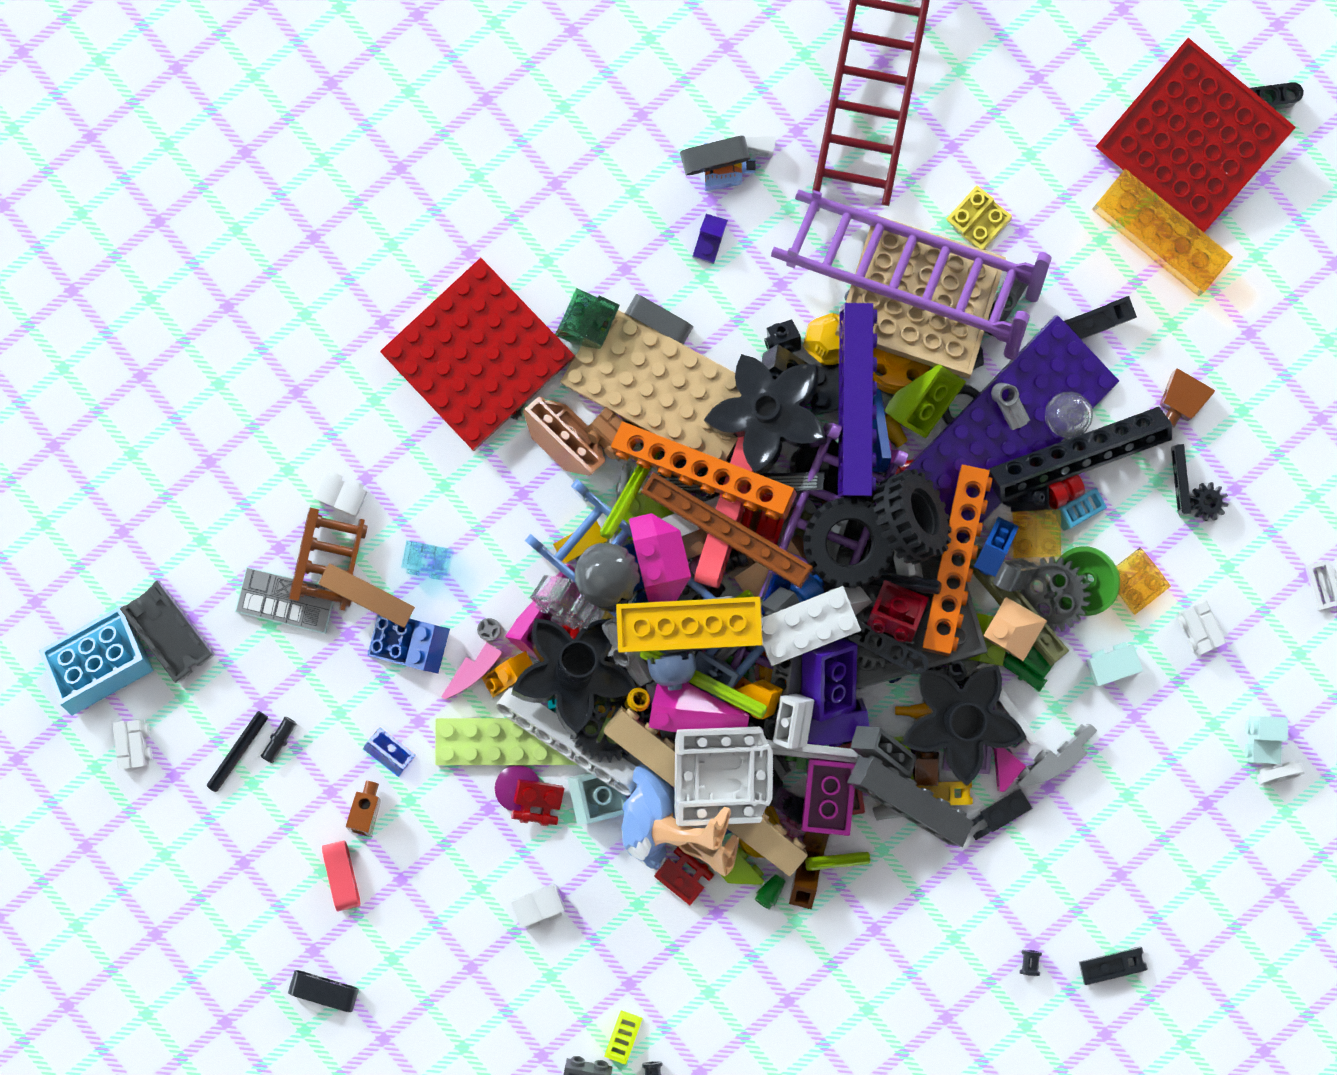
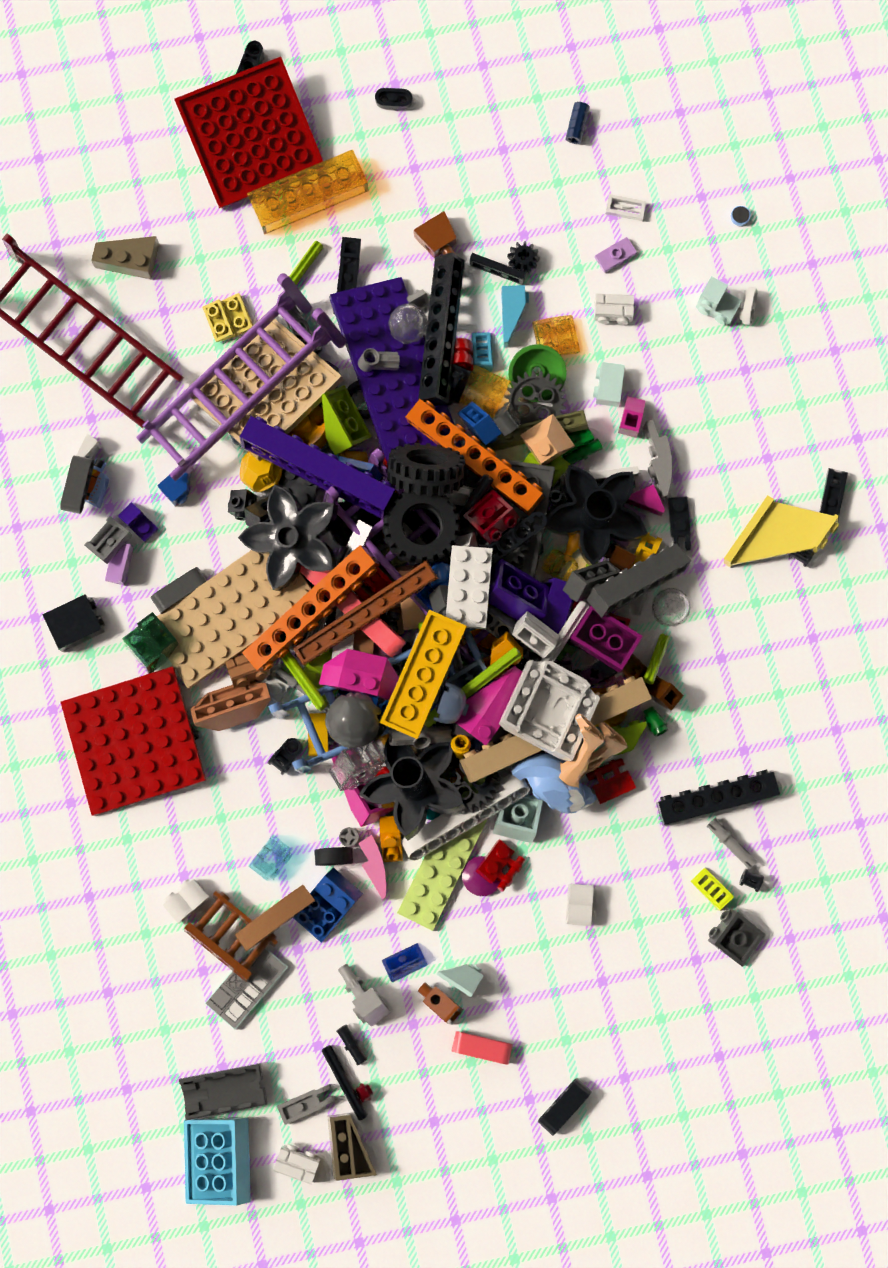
camera: 70 degrees left, 5 degrees down
(170, 788) = (347, 1150): none -> dark tan wedge
(194, 721) = (304, 1104): none -> light grey hinge
(236, 777) = (364, 1092): none -> dark red plate
(325, 737) = (368, 1004): none -> light grey brick
(401, 819) = (463, 977): none -> light aqua slope
(460, 623) = (333, 856): none -> black tyre
(540, 520) = (285, 756): none -> black piece
(570, 228) = (74, 622): none -> black brick
(606, 474) = (276, 688): none -> white plate
(655, 242) = (119, 565): none -> lavender panel
(672, 222) = (108, 540): none -> dark grey plate
(679, 1041) = (731, 843): none -> light grey pin
(758, 1046) = (768, 789): none -> black brick
(761, 261) = (177, 490): none -> blue slope
(887, 702) = (555, 563): none -> clear yellow piece
(902, 849) = (671, 607): none -> clear cylinder
(991, 77) = (127, 256): none -> dark tan wedge
(1044, 927) = (779, 531): none -> light yellow piece
(1080, 269) = (306, 262): none -> lime axle
(1090, 706) = (631, 416): none -> dark pink slope
(1102, 413) = (420, 299): none -> light grey tile
(1146, 518) = (513, 305): none -> medium azure slope
(1263, 600) = (615, 254): none -> lavender plate
(1318, 270) = (394, 96): none -> black plate

